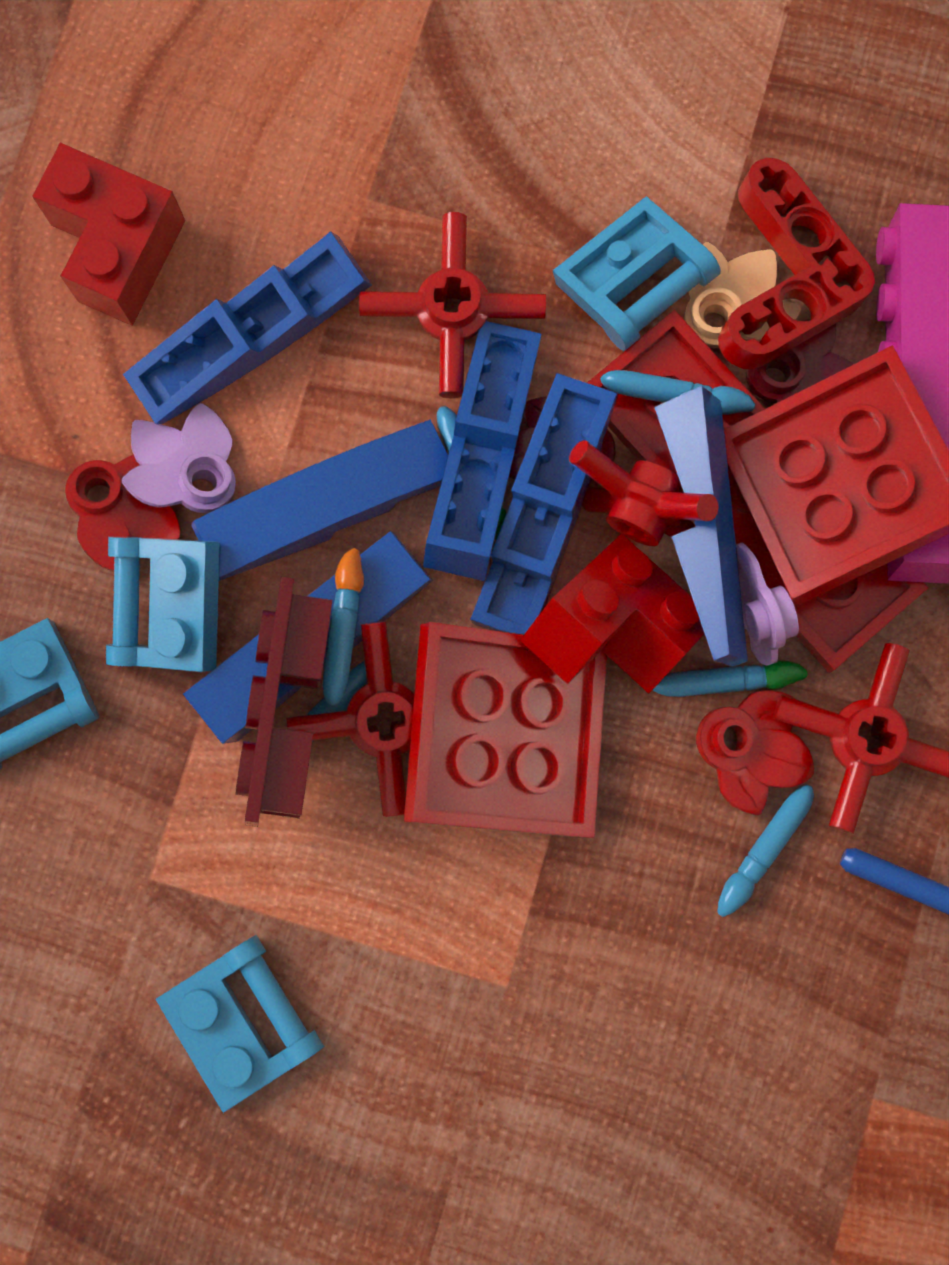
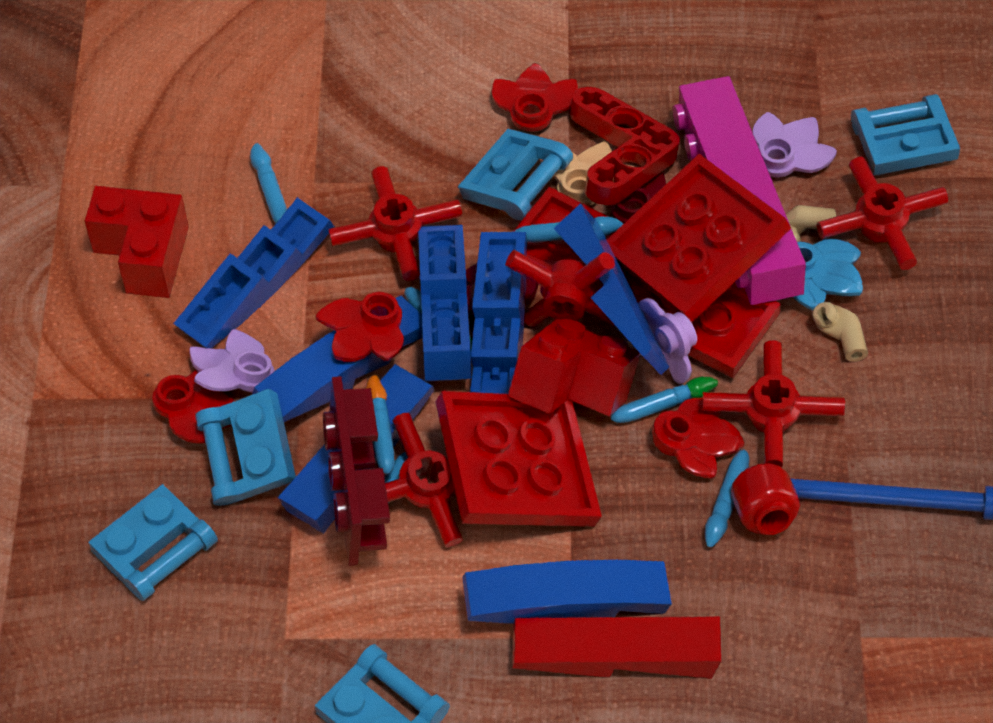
camera: 15 degrees left, 25 degrees down
(305, 185) = (262, 164): none -> dark azure piece
(352, 478) = (364, 326): none -> red plate
(515, 937) = (566, 590): none -> blue slope
(559, 1033) = (622, 643): none -> red slope
(700, 145) = (533, 98): none -> red plate
(813, 878) = (765, 499): none -> red head

